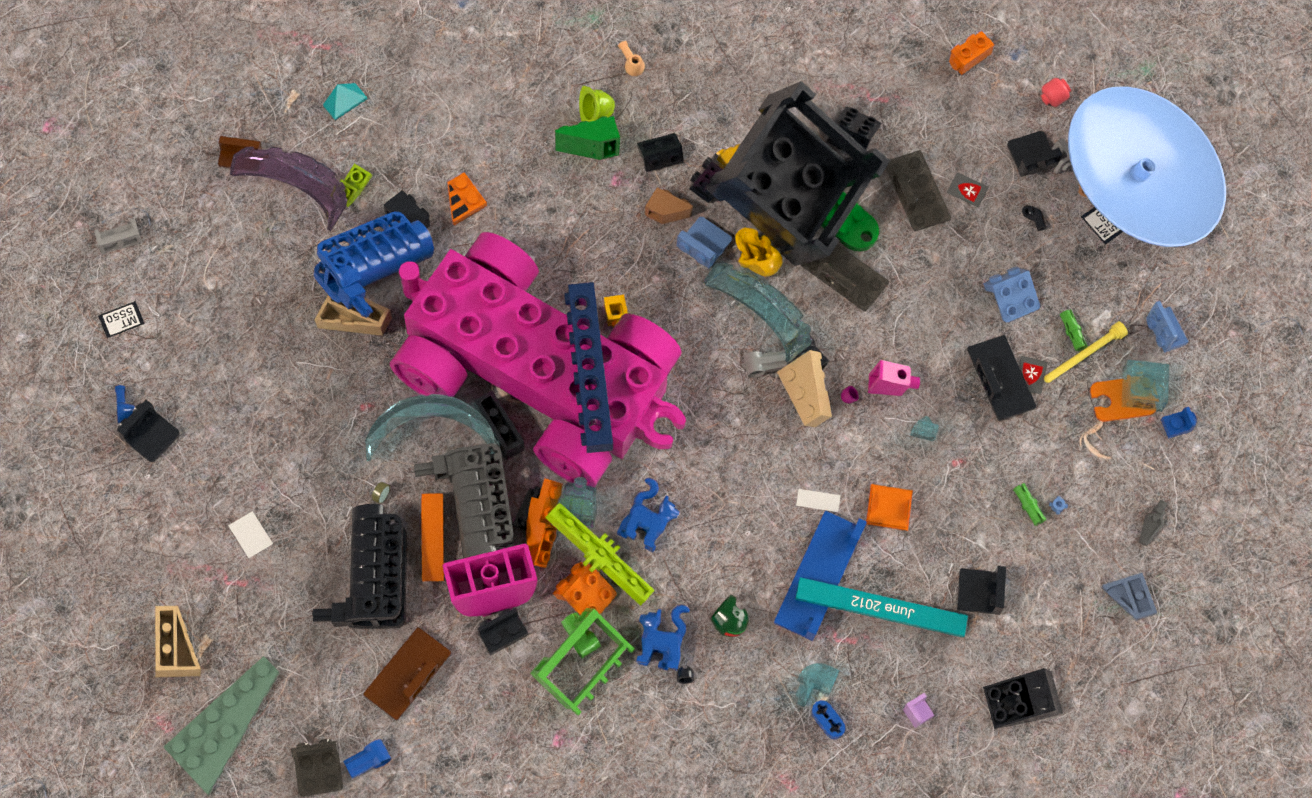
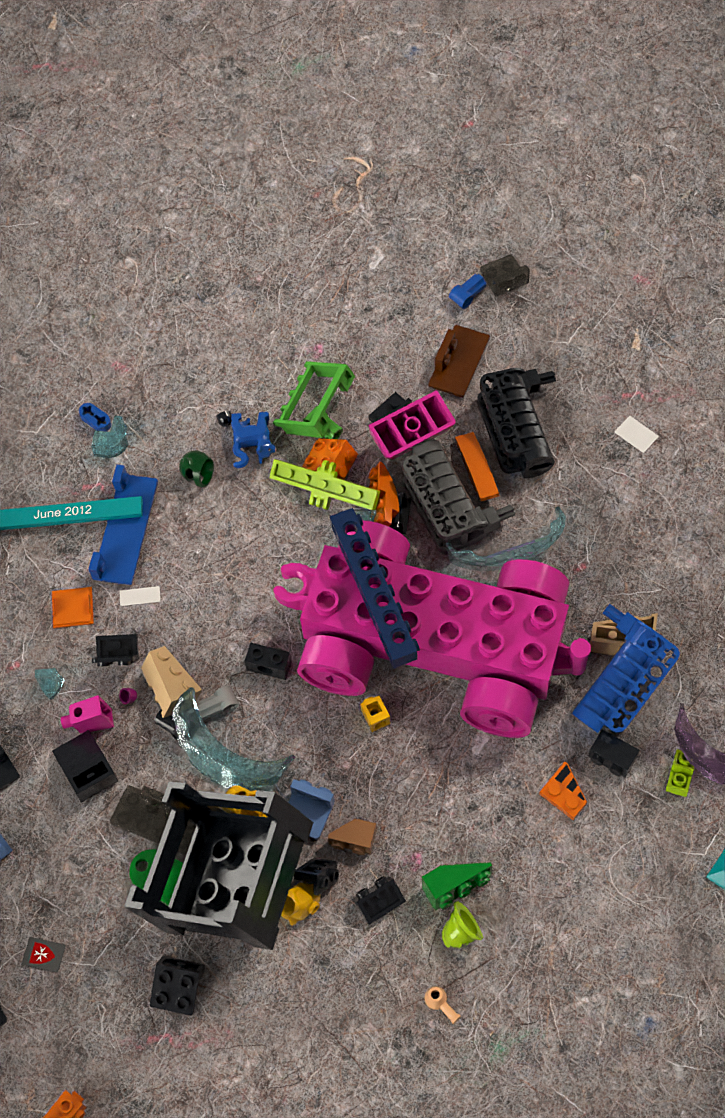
camera: 175 degrees right, 5 degrees down
(172, 645) = (659, 325): tan wedge -> none
(215, 733) = (597, 281): sand green wing -> none
(380, 492) = (537, 489): olive tile -> none
(504, 431) = (440, 561): black brick -> none
(647, 520) = (291, 530): blue animal -> none
(705, 388) = (268, 661): none -> black brick
(854, 434) = (116, 648): none -> black bracket
(904, 334) = (85, 766): none -> black slope
(917, 191) = (97, 934): clear smoke bracket -> none
(918, 711) = (19, 441): lavender panel -> none

